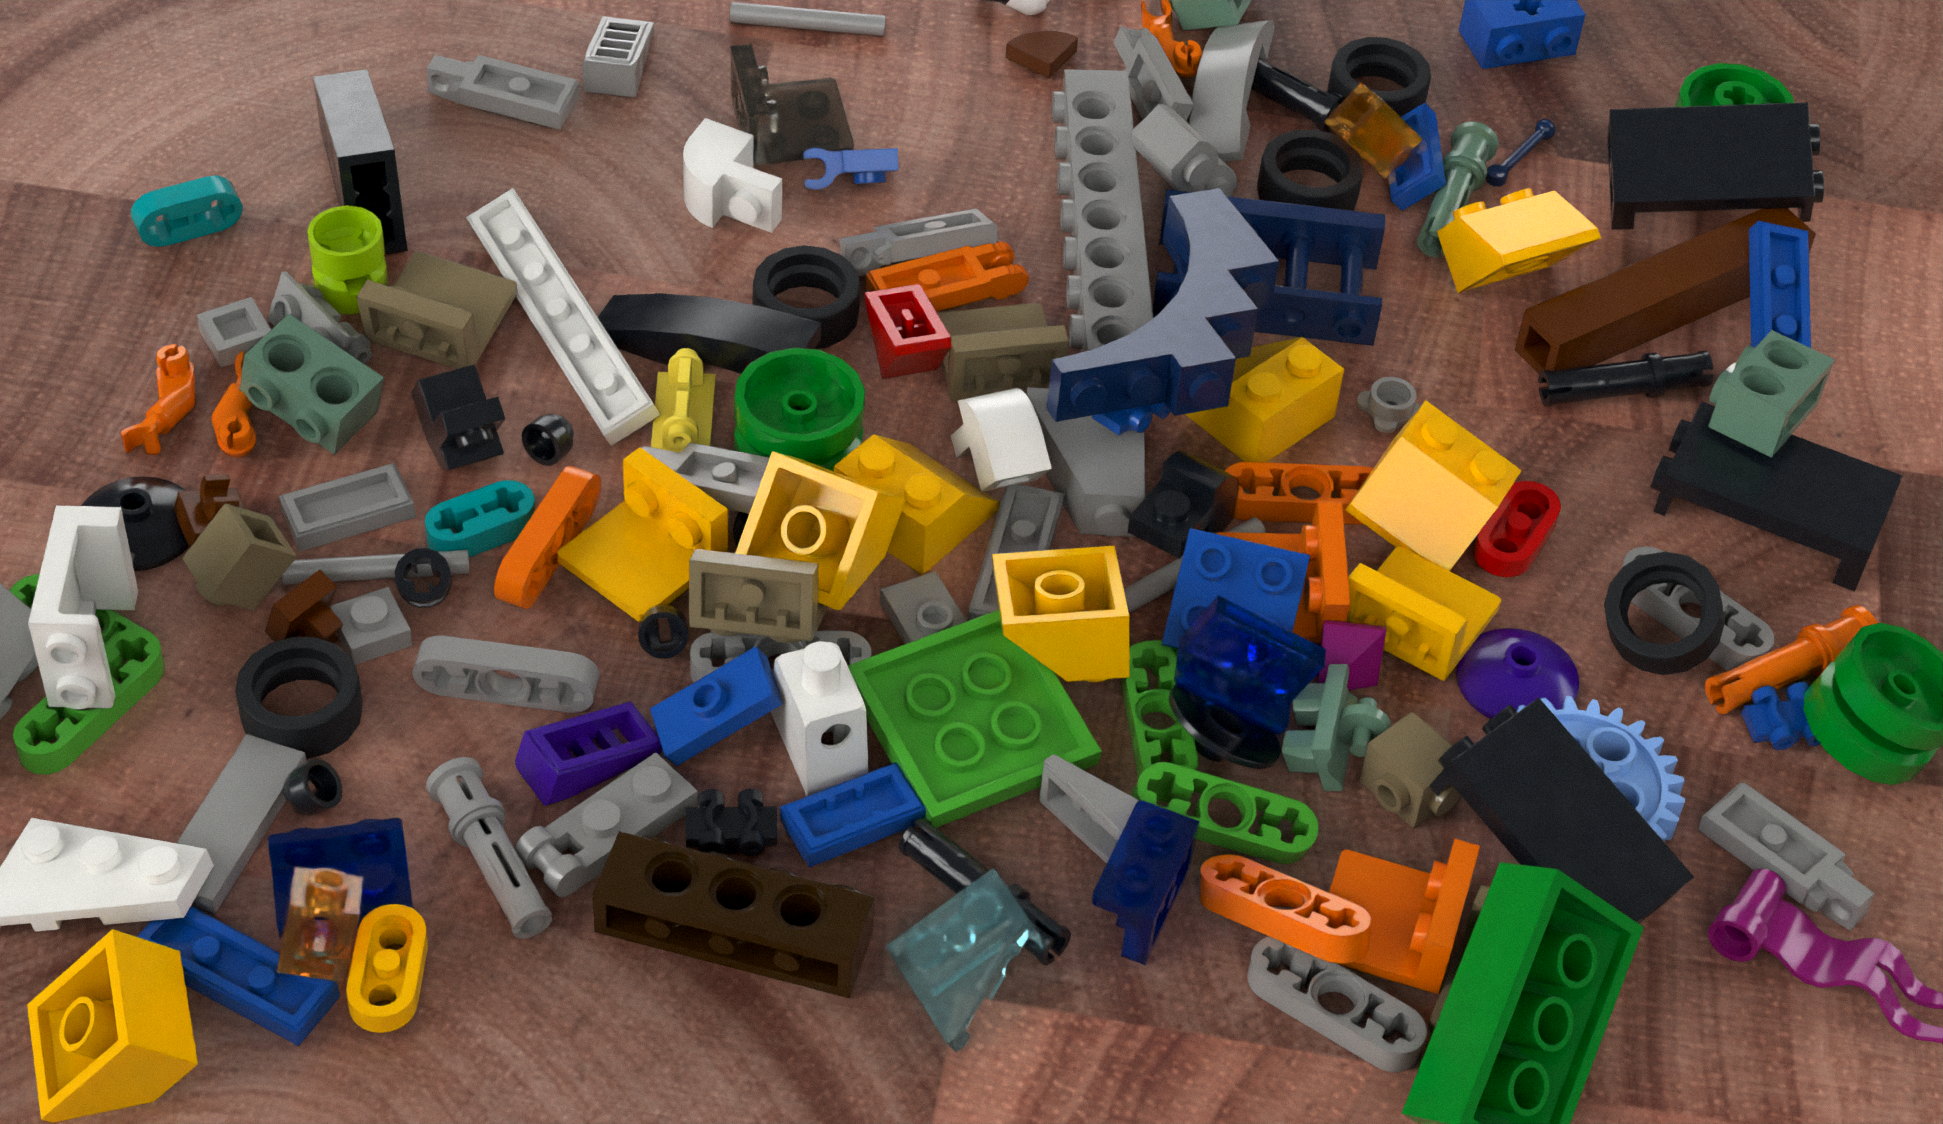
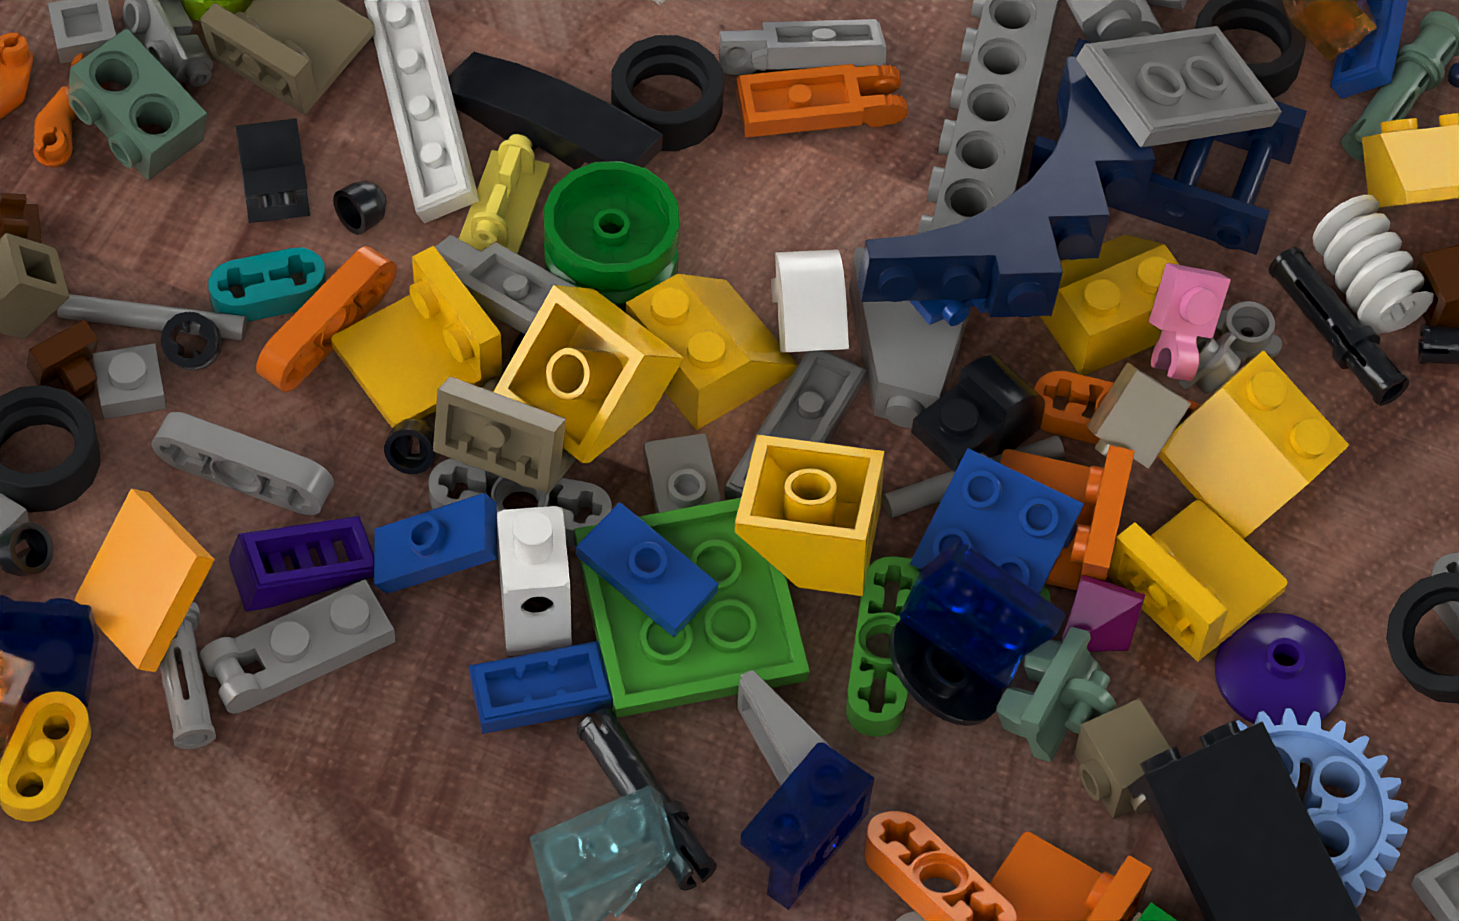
camera: 15 degrees right, 10 degrees up
(346, 507) = (142, 243): light grey tile -> none
(449, 783) = (144, 580): none -> light orange tile
(698, 920) = (463, 833): dark brown brick -> none
(731, 829) = (417, 676): black piece -> none
(906, 331) = (754, 151): red slope -> none
(927, 686) = (646, 569): none -> blue plate
(1000, 349) = (847, 189): dark tan bracket -> none
(1274, 204) = (1178, 86): none -> light grey tile
(1274, 808) = (951, 803): bright green beam -> none
(1329, 471) = (1137, 415): none -> dark tan brick
(1340, 385) = (1183, 309): none -> bright pink plate
(1369, 433) = (1216, 363): none -> light grey plate
(1482, 331) = (1370, 266): none -> white piece
(1517, 529) = (1330, 507): red plate -> none
(1519, 418) = (1354, 345): none -> black pin

